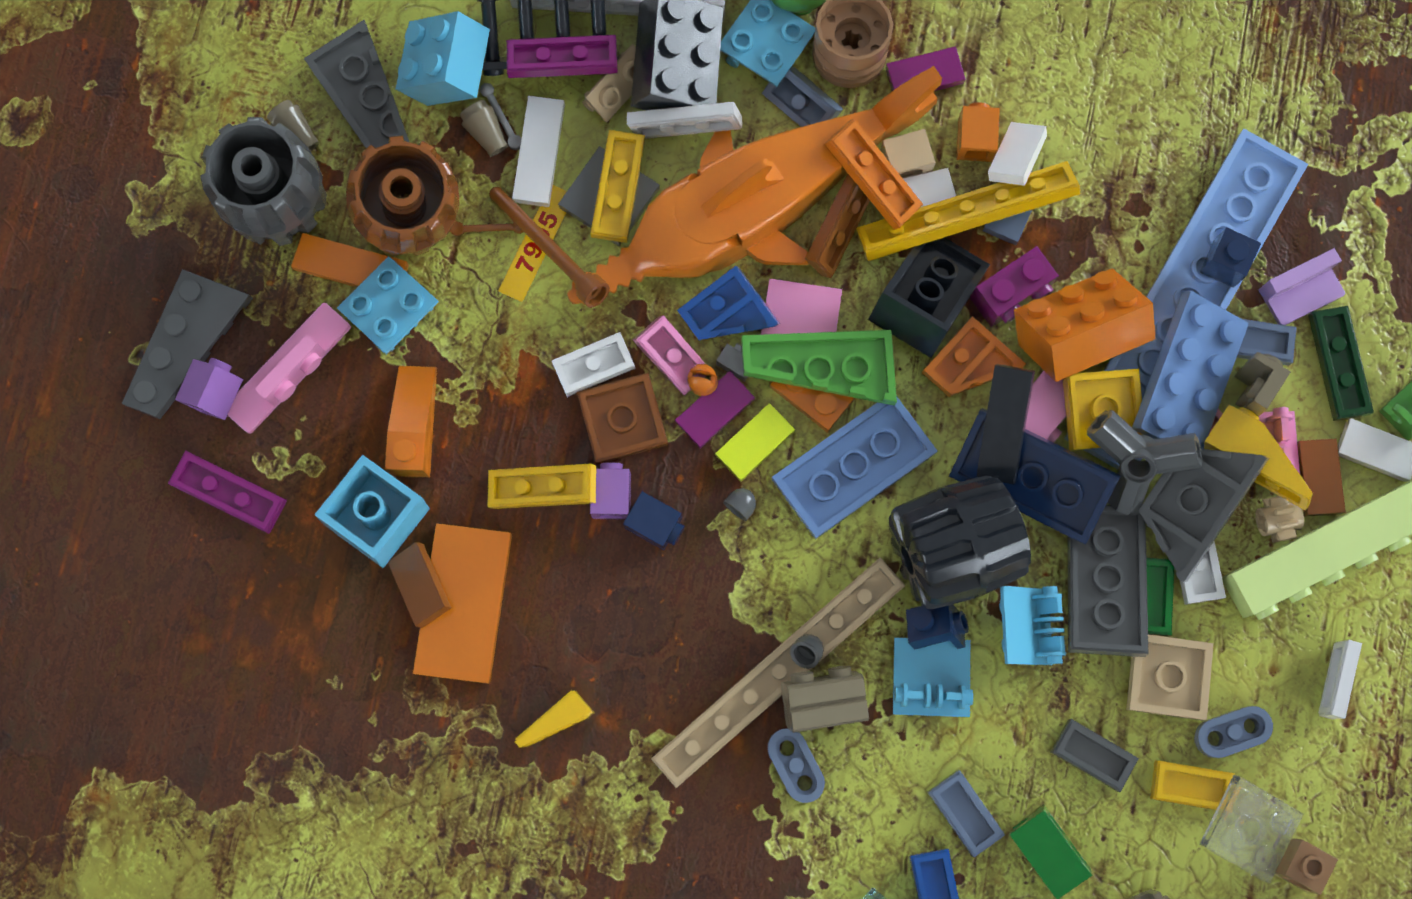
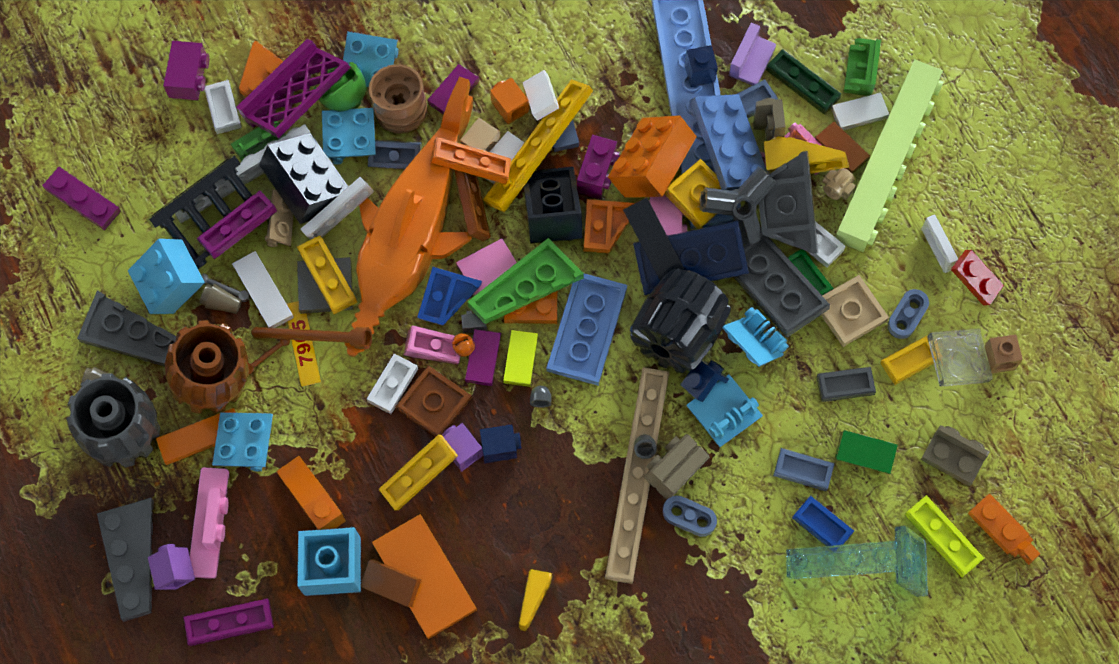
camera: 40 degrees left, 10 degrees down
(1350, 754) = (977, 277): none -> plate

